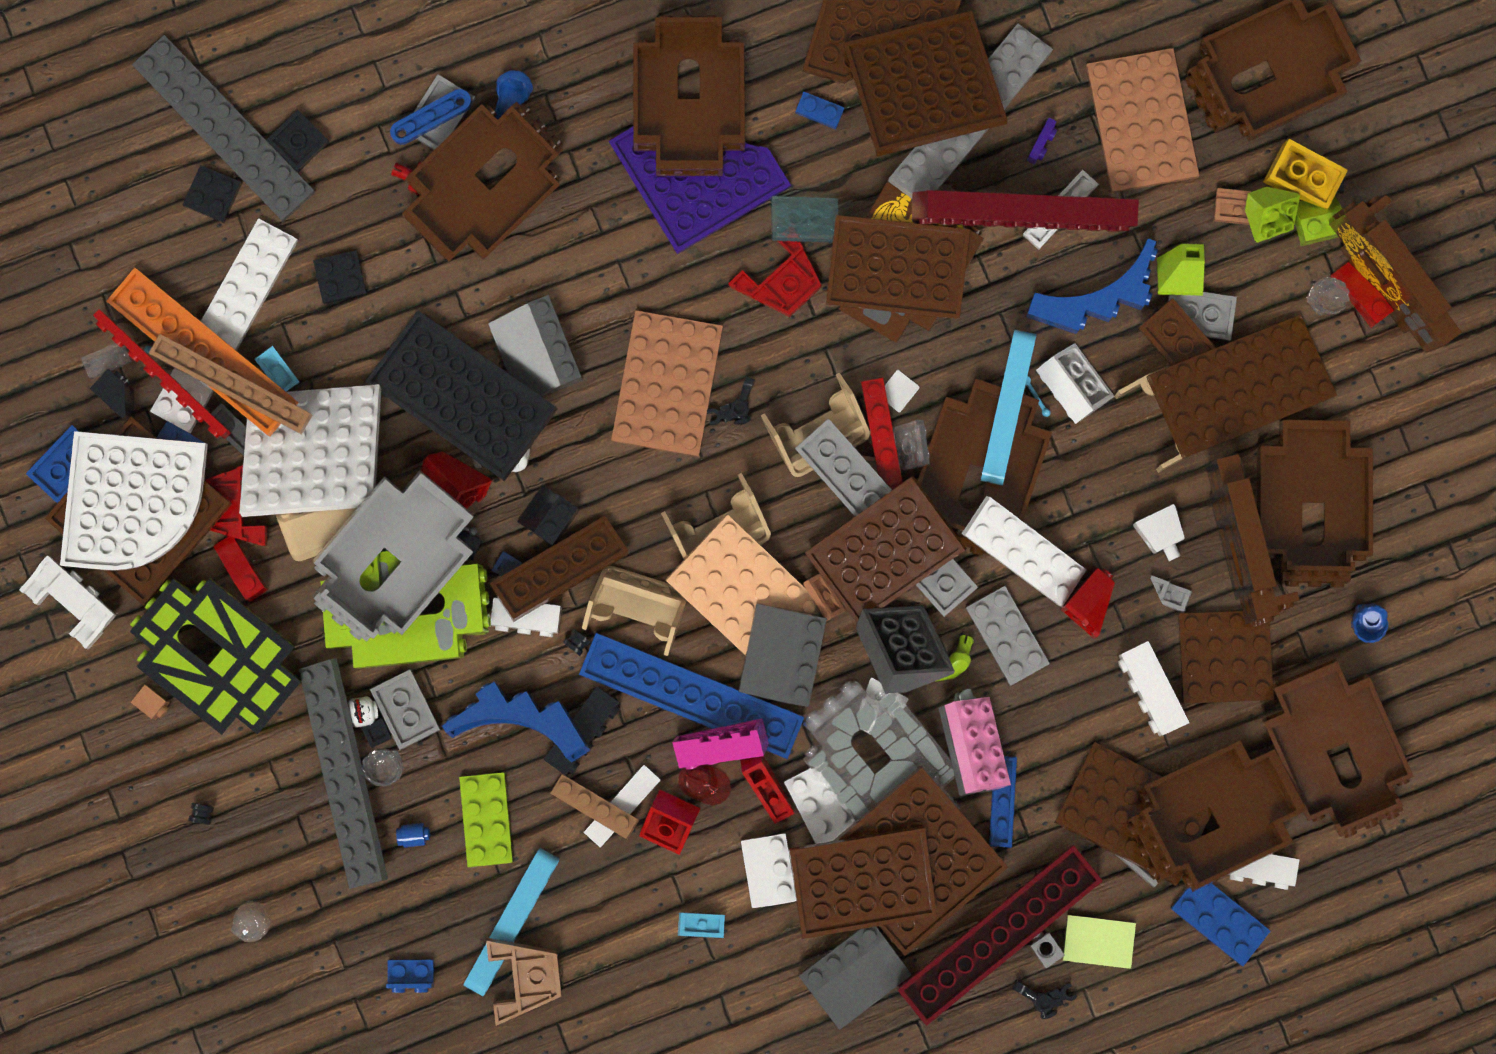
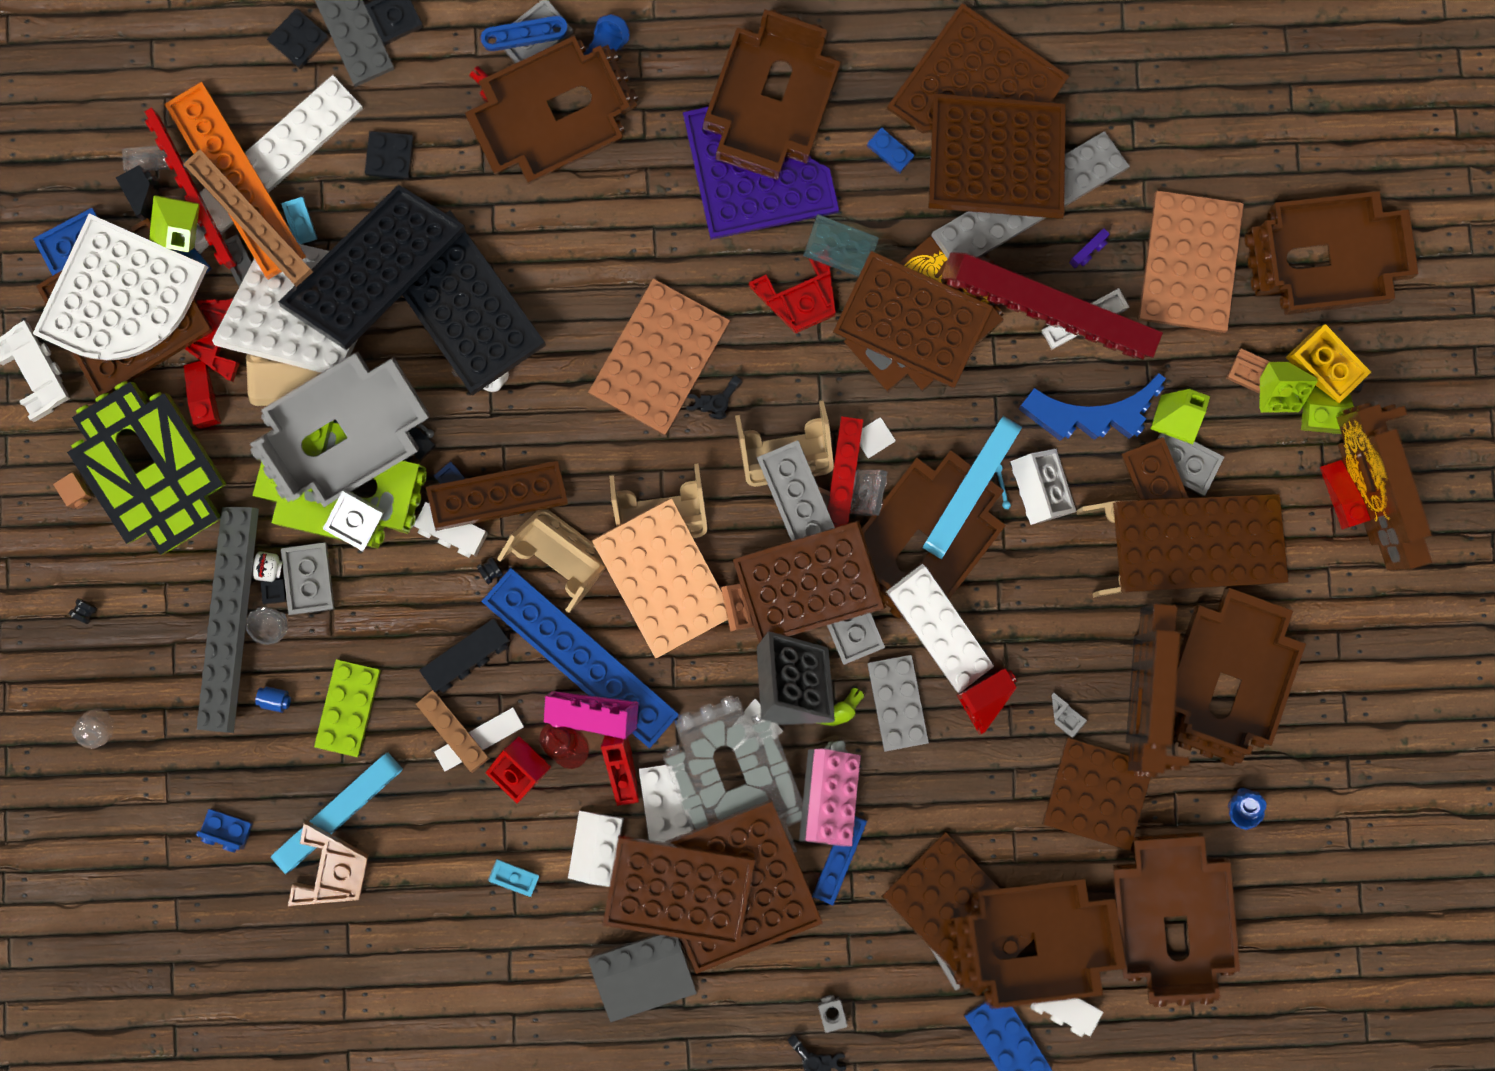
camera: 15 degrees right, 0 degrees up
(160, 413) = (174, 223): none -> lime slope
(366, 390) = (372, 267): none -> black plate
(434, 637) = (353, 519): none -> plate
(456, 478) = (429, 379): red slope -> none
(522, 711) = (416, 616): blue arch -> none
(535, 347) = (548, 282): dark grey slope -> none
(548, 516) = (505, 443): black slope -> none
(782, 654) = (678, 648): dark grey slope -> none
(999, 934) = (791, 985): dark red brick -> none
(1099, 941) = (885, 1023): yellowish green tile -> none
(1153, 689) = (1019, 801): white slope -> none
(1162, 531) = (1077, 654): white torso -> none
(1328, 296) = (1312, 485): clear hair -> none

